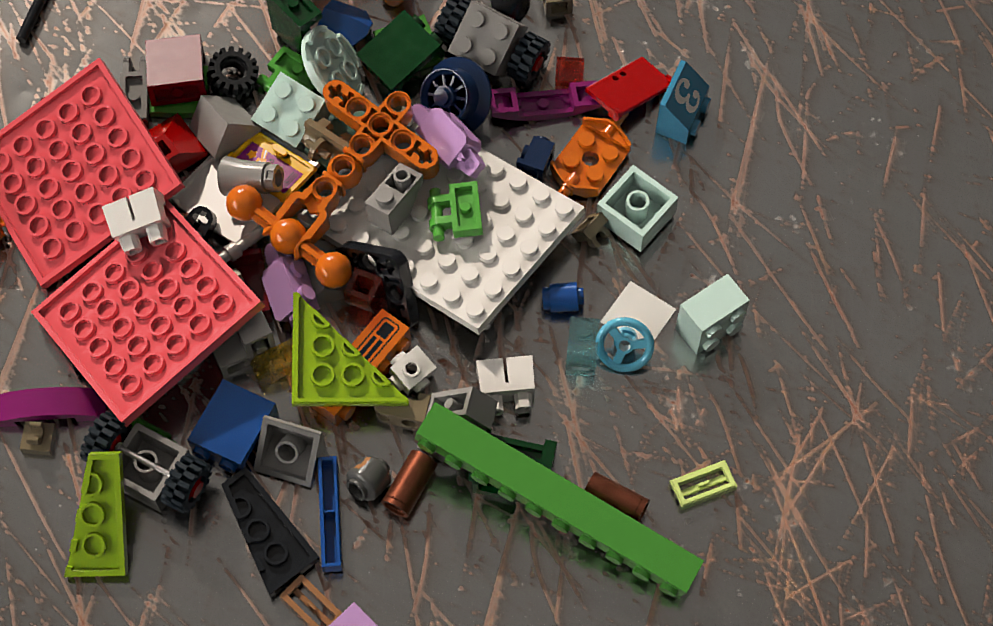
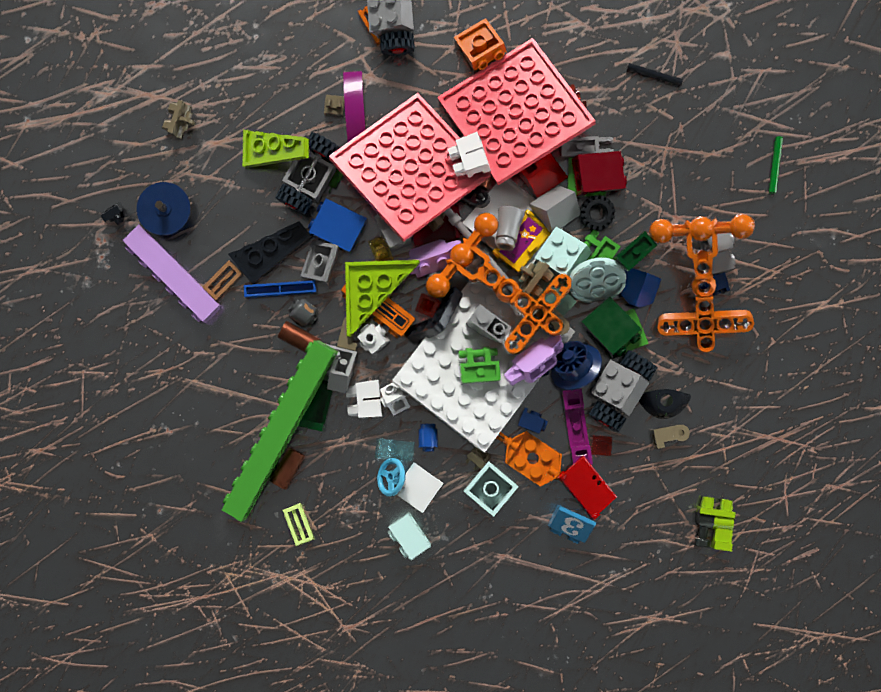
camera: 90 degrees right, 20 degrees up
(503, 338) = (394, 398): none -> white brick

